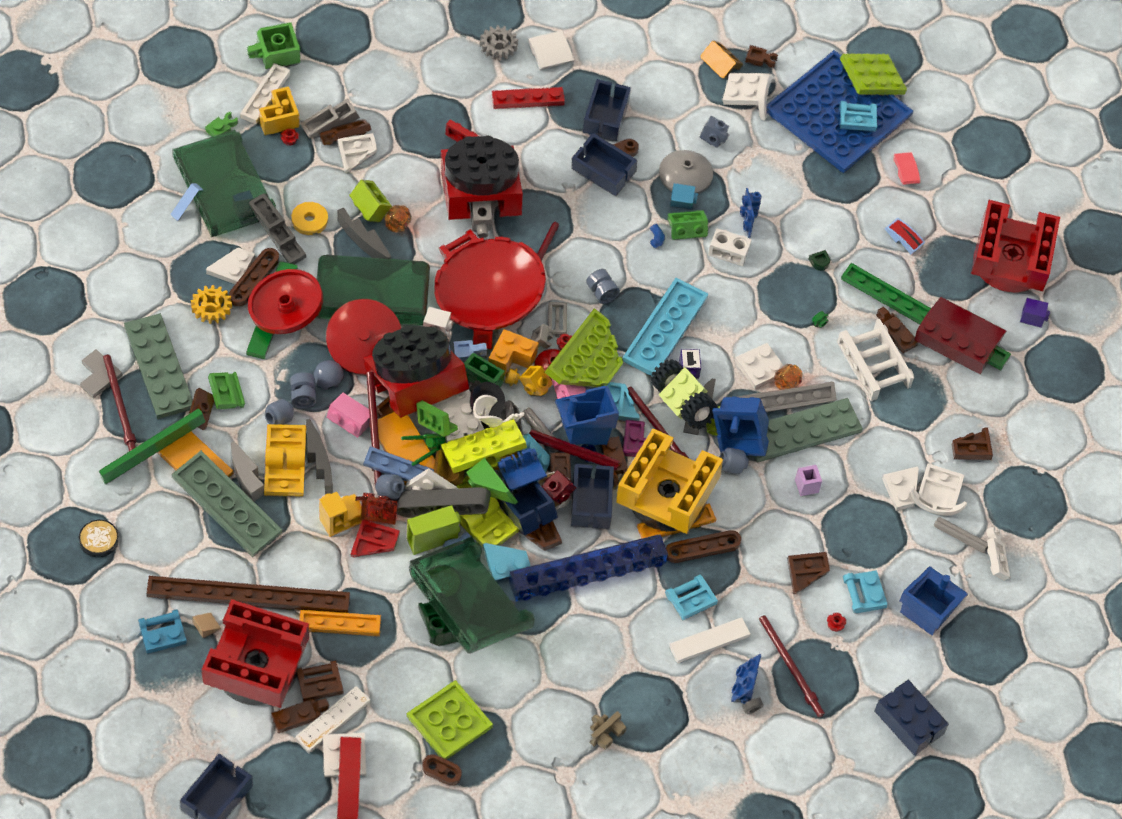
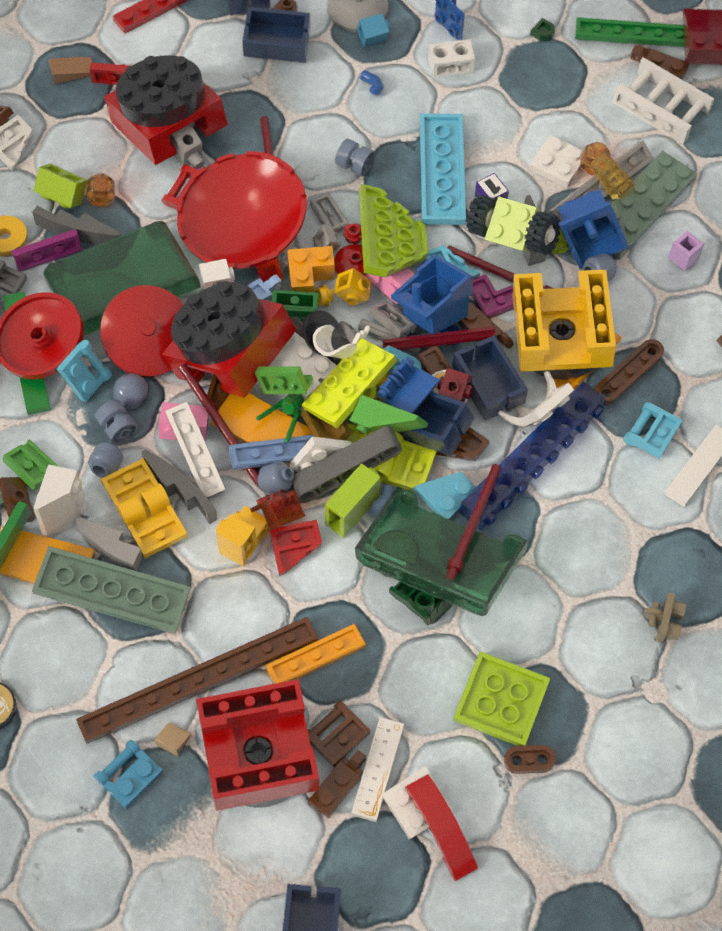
camera: 25 degrees left, 5 degrees up
(225, 423) = (59, 501): none -> white slope
(296, 344) = (77, 373): none -> medium azure plate
(331, 243) = (47, 250): none -> magenta plate
(344, 437) = (195, 449): none -> white plate
(434, 116) = (69, 68): none -> medium nougat slope
(475, 609) = (456, 563): none -> dark red bar
(547, 419) = (392, 319): none -> light grey tile
(616, 536) = (554, 398): none -> white piece
(688, 224) = (396, 55): bright green bracket -> none
(782, 397) = (616, 171): none -> clear yellow slope
(820, 319) = (584, 87): green plate -> none

